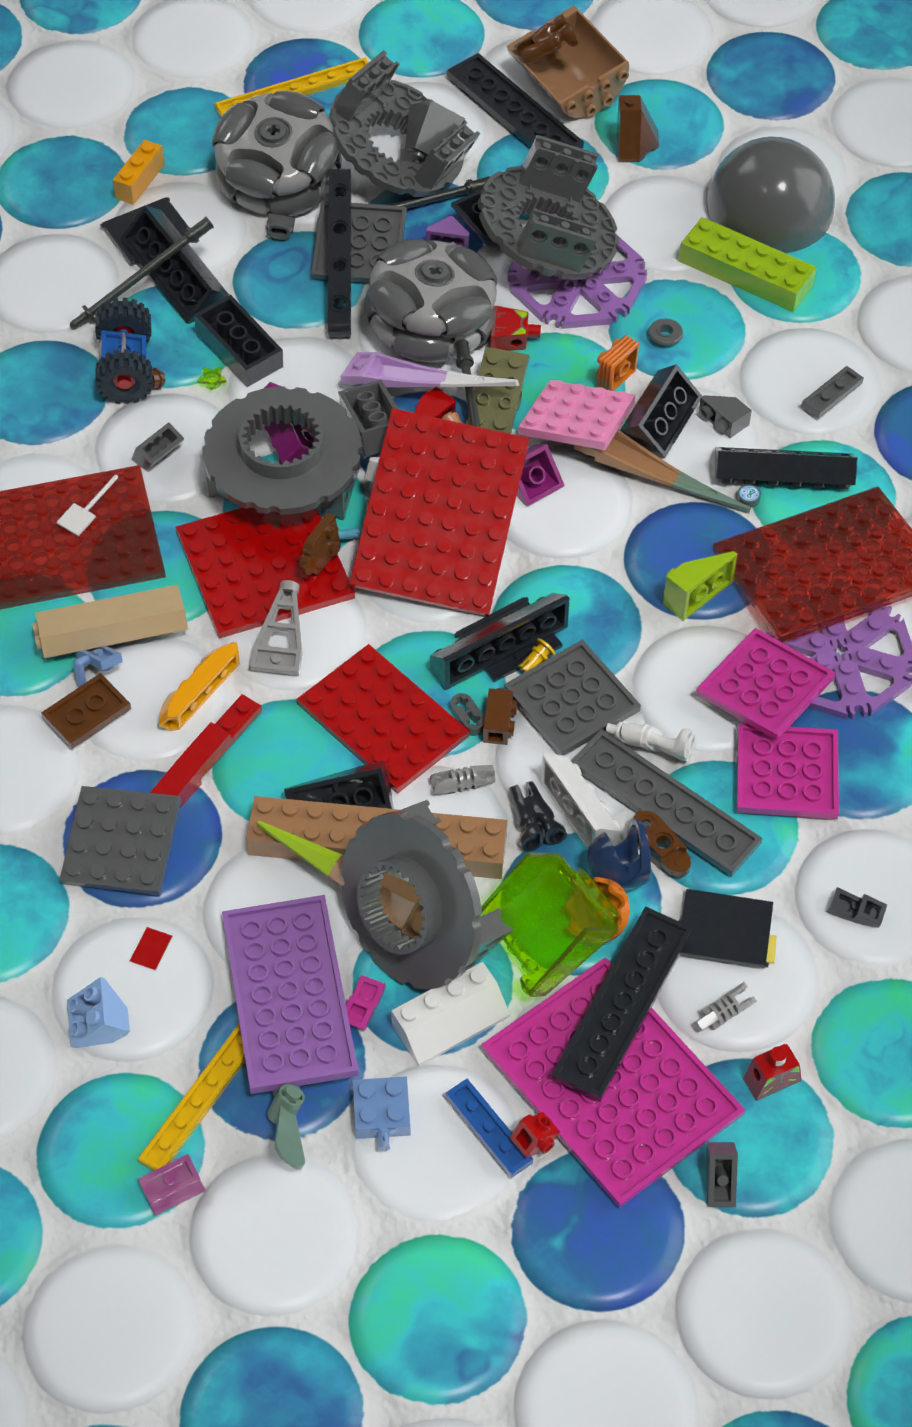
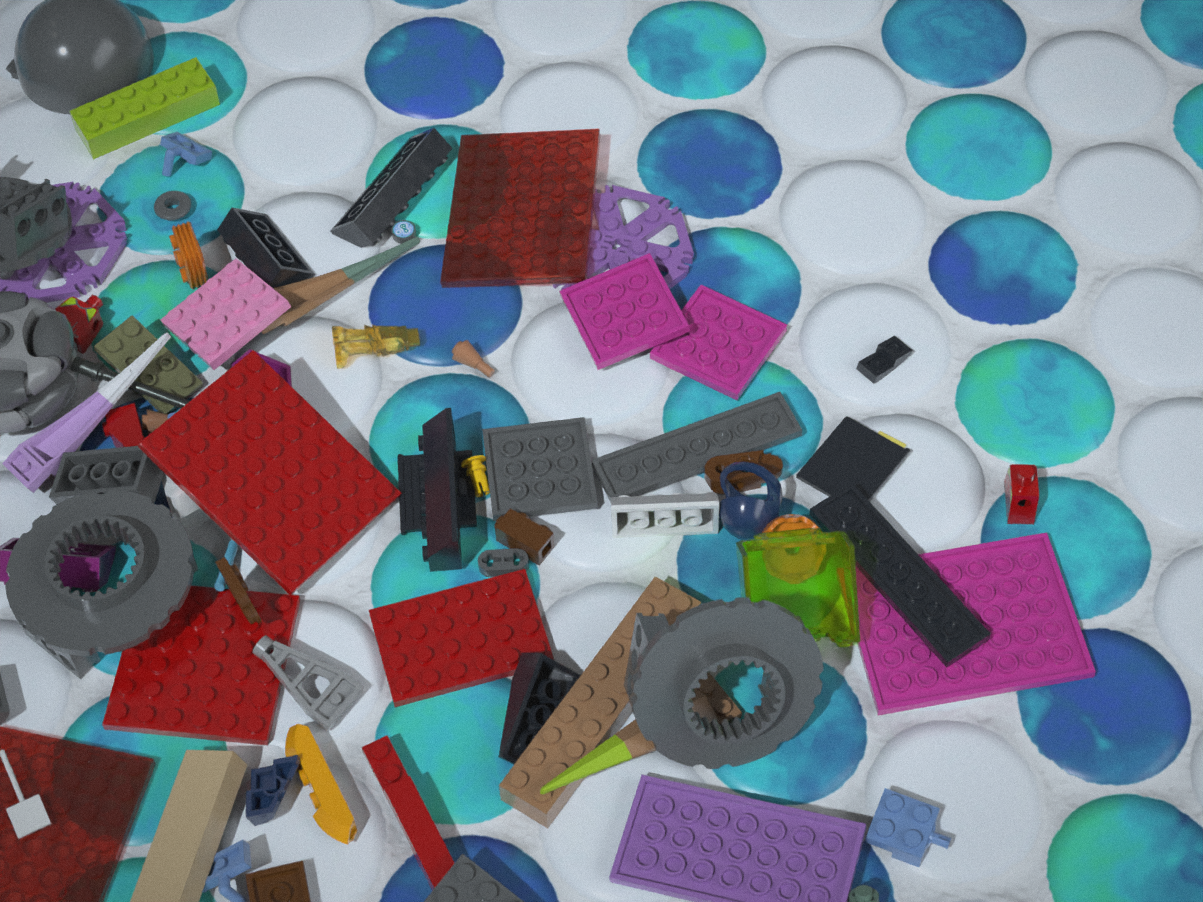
camera: 60 degrees left, 0 degrees up
(183, 650) = (269, 788): none -> dark blue slope
(364, 1002) = (772, 789): dark pink slope -> none
(450, 1014) = (834, 730): white slope -> none
(463, 778) = (576, 598): light grey hinge -> none
(487, 1127) = (966, 744): blue plate -> none
(535, 811) = (651, 557): black piece -> none
(535, 1134) = (998, 706): red brick -> none
(626, 532) = (380, 341): none -> clear yellow piece
(651, 597) = (466, 354): none -> nougat cone
(652, 739) = (651, 405): white piece -> none
(697, 583) = (484, 313): lime slope -> none
(721, 1174) = (1099, 579): dark grey slope -> none
(723, 1009) = (936, 503): light grey hinge -> none
(725, 308) = (182, 146): none -> medium blue plate
(725, 413) = (302, 204): dark grey slope -> none
(832, 392) = (335, 117): dark grey plate -> none

